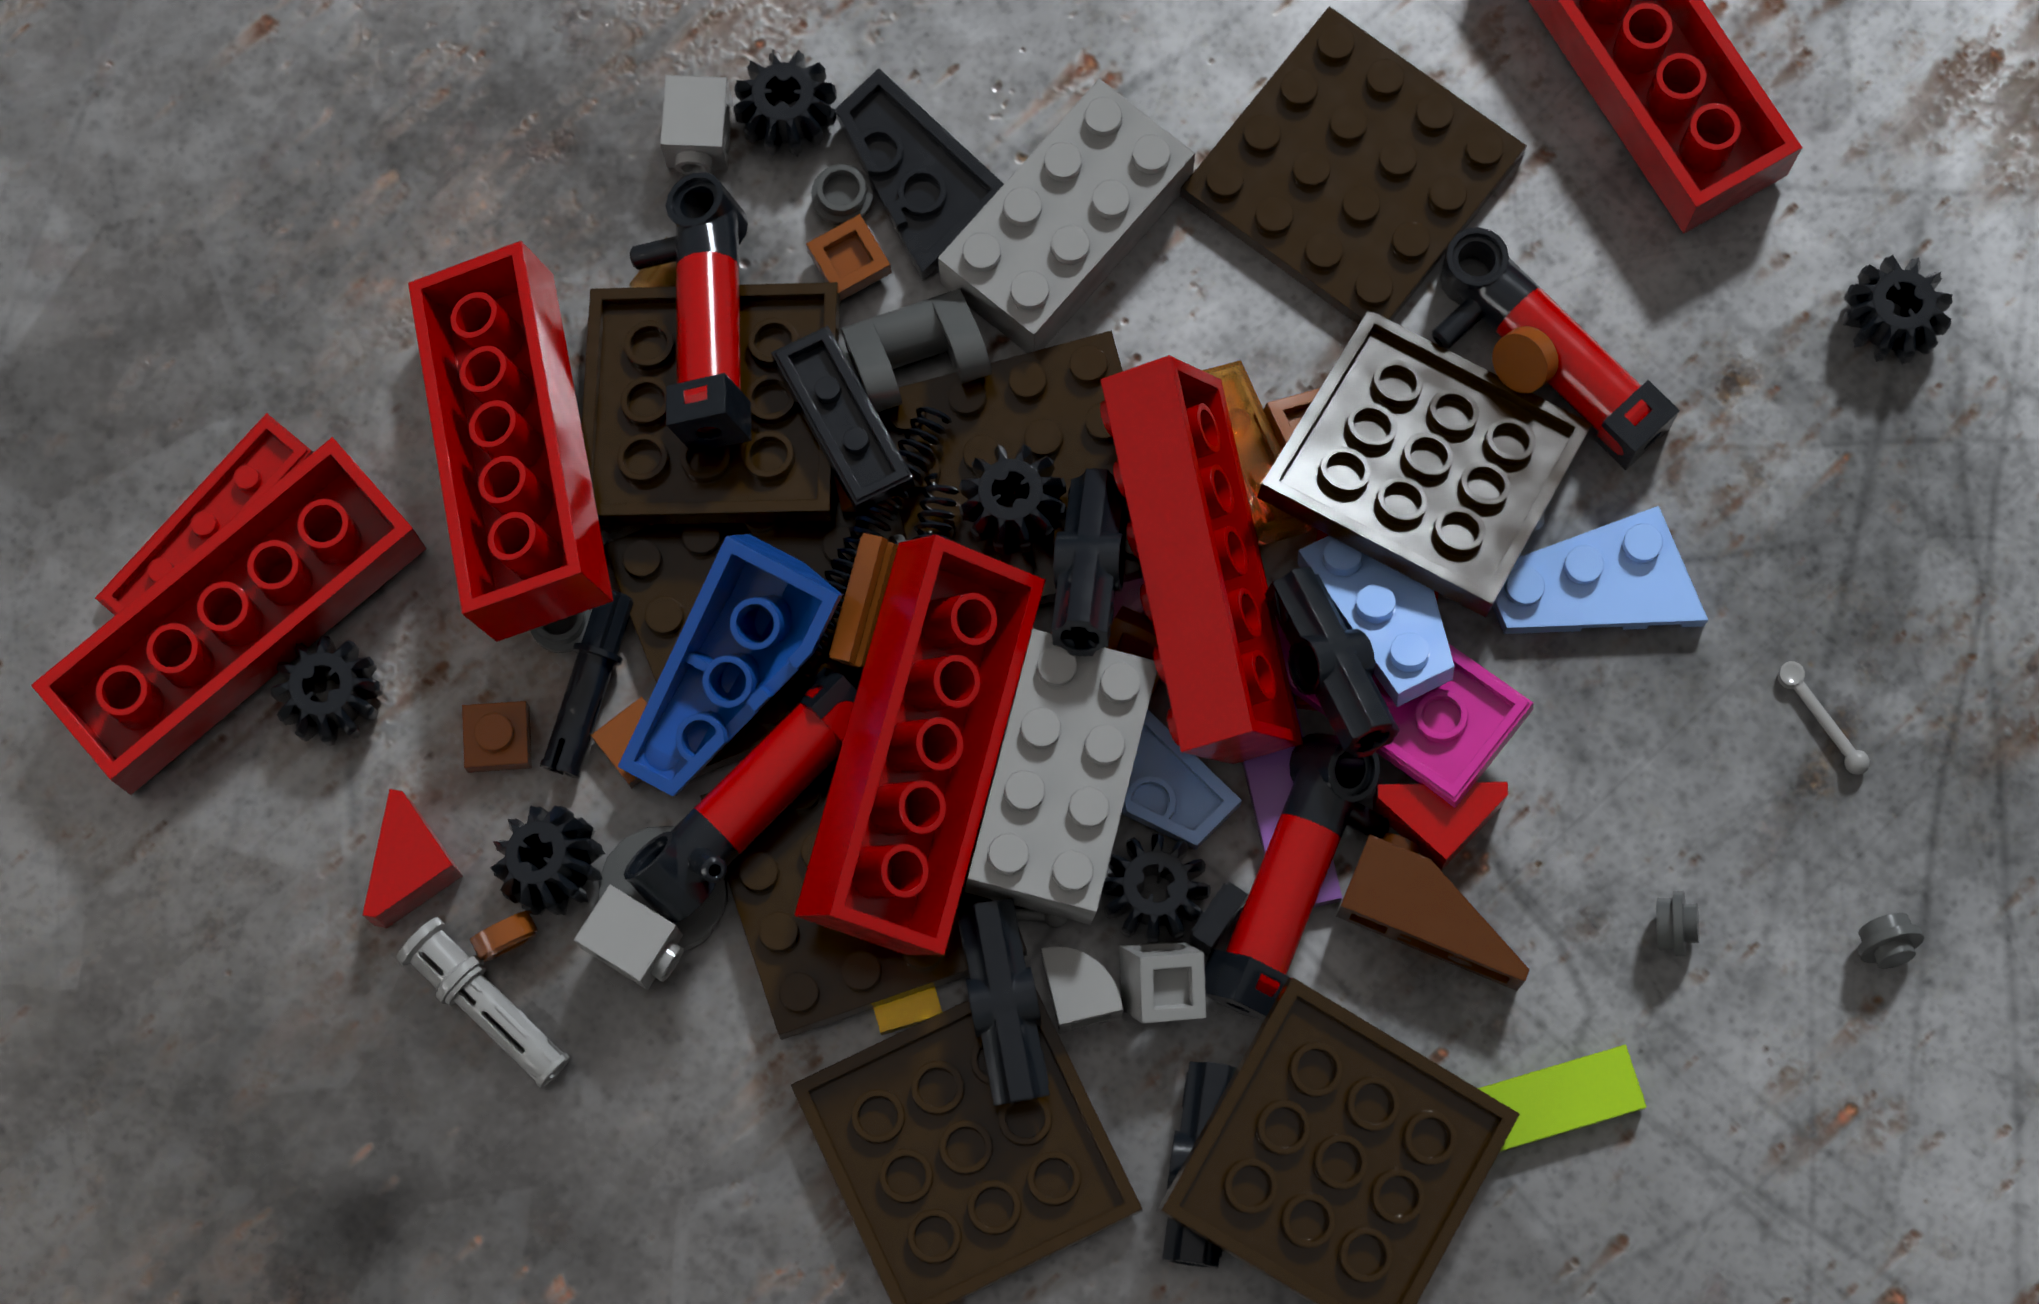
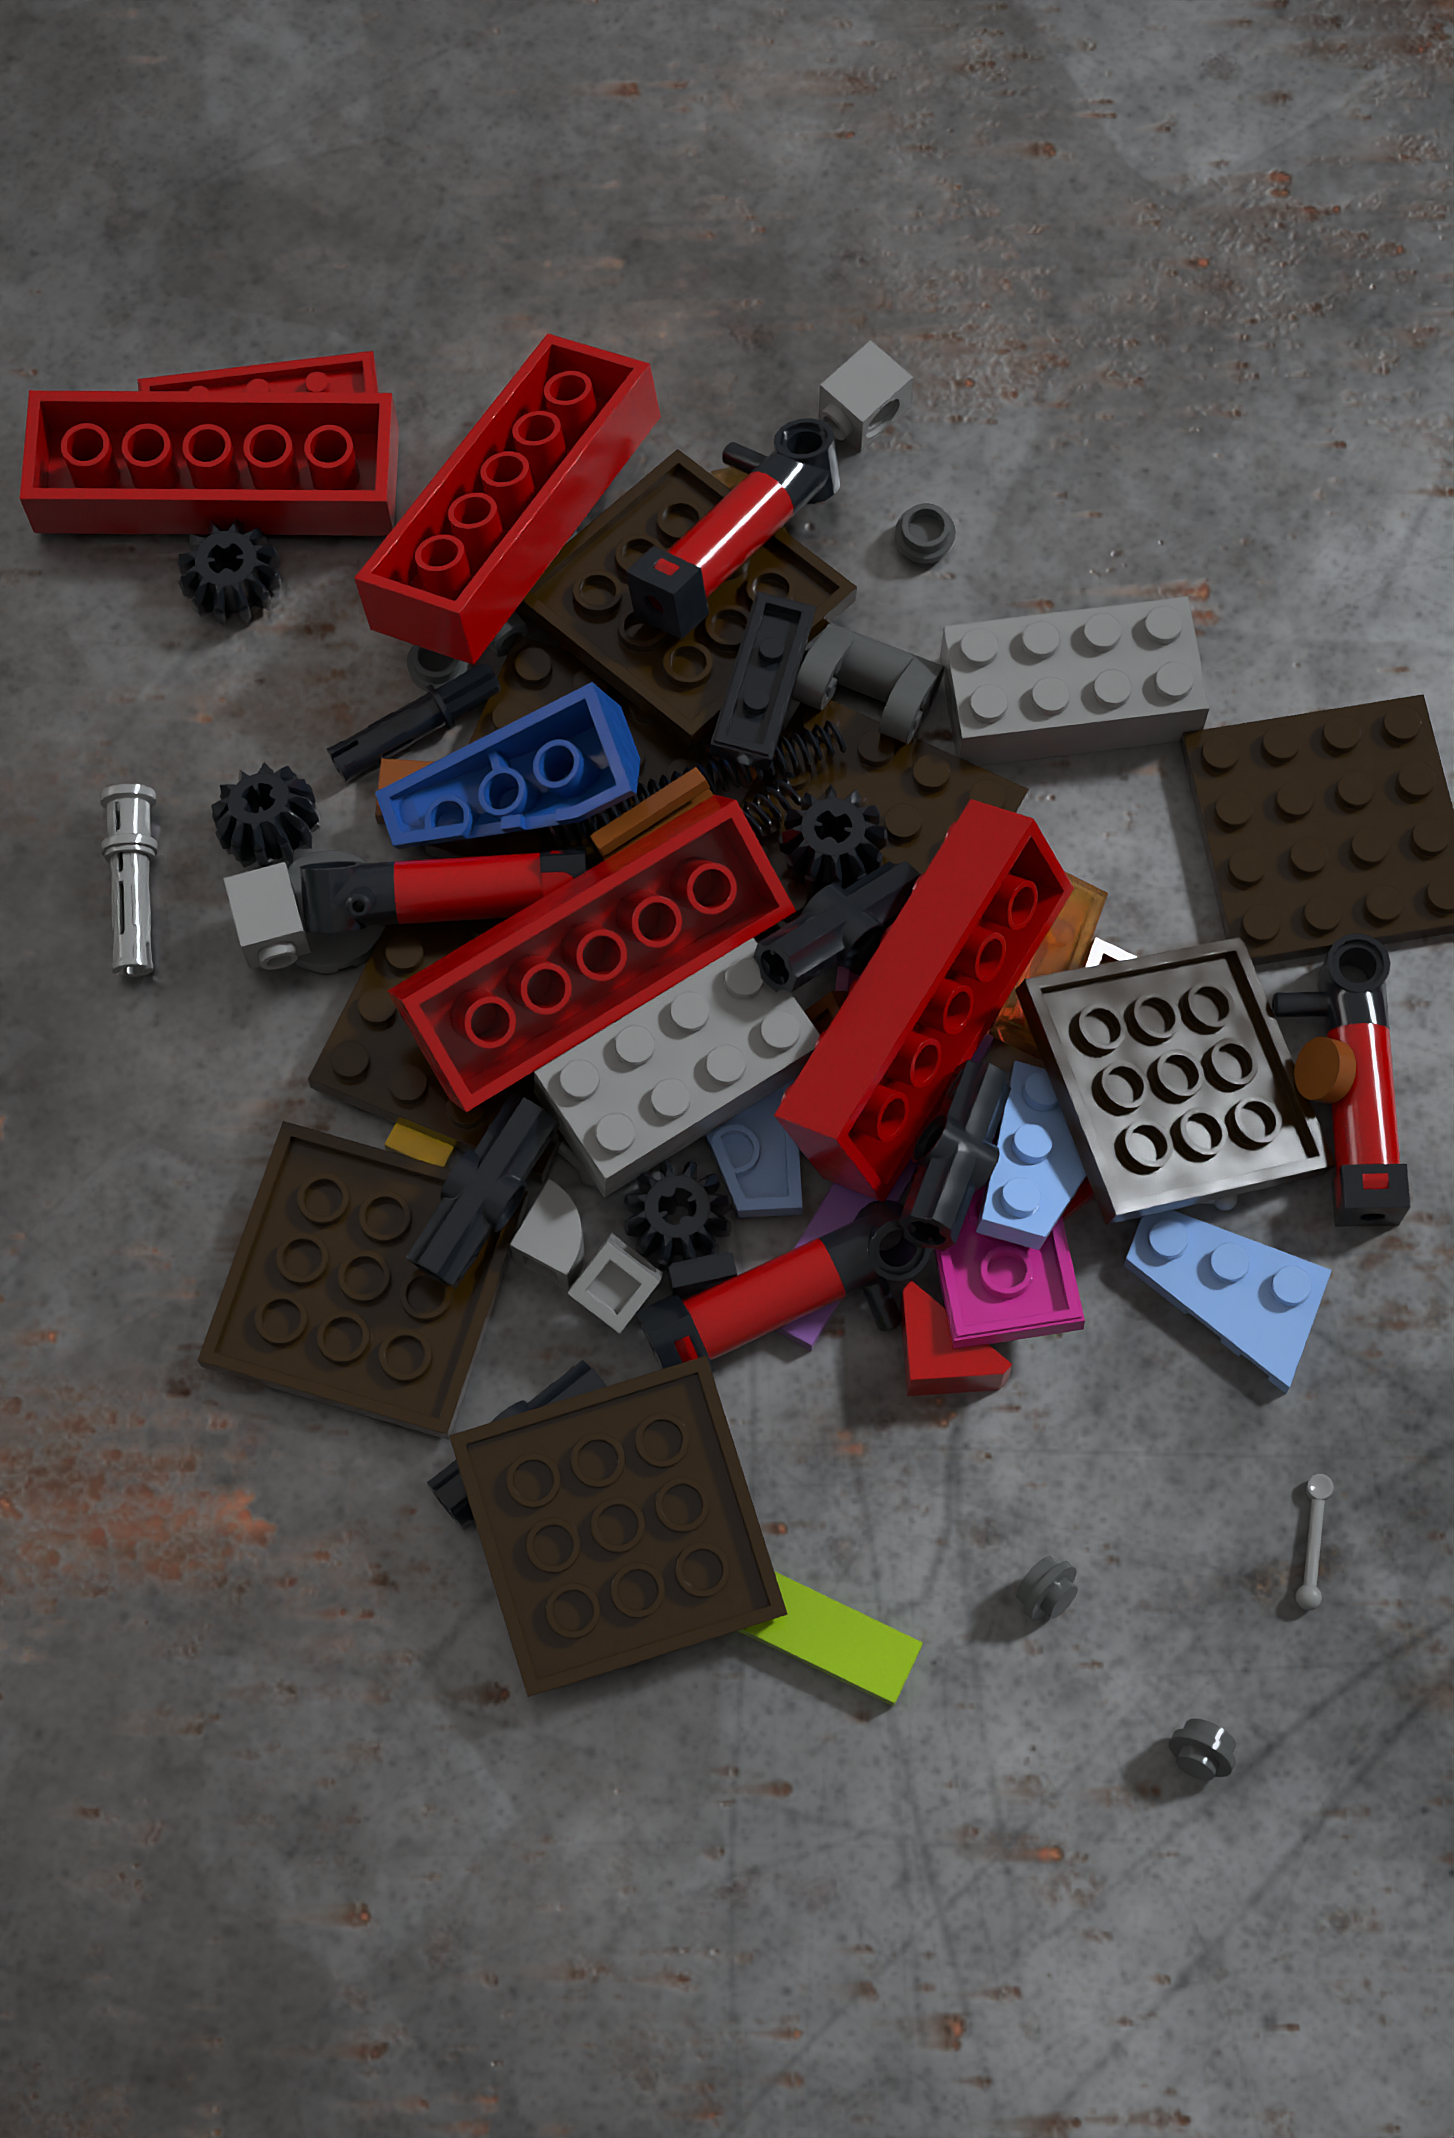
camera: 40 degrees right, 5 degrees down
(407, 864) = (169, 736): red slope -> none
(496, 736) = (317, 705): dark orange plate -> none
(504, 936) = (187, 844): dark orange tile -> none
(786, 83) = (946, 413): black gear -> none
(849, 257) = (886, 580): dark orange plate -> none
(915, 167) = (996, 552): black wing -> none
(1419, 907) = (857, 1389): reddish brown slope -> none

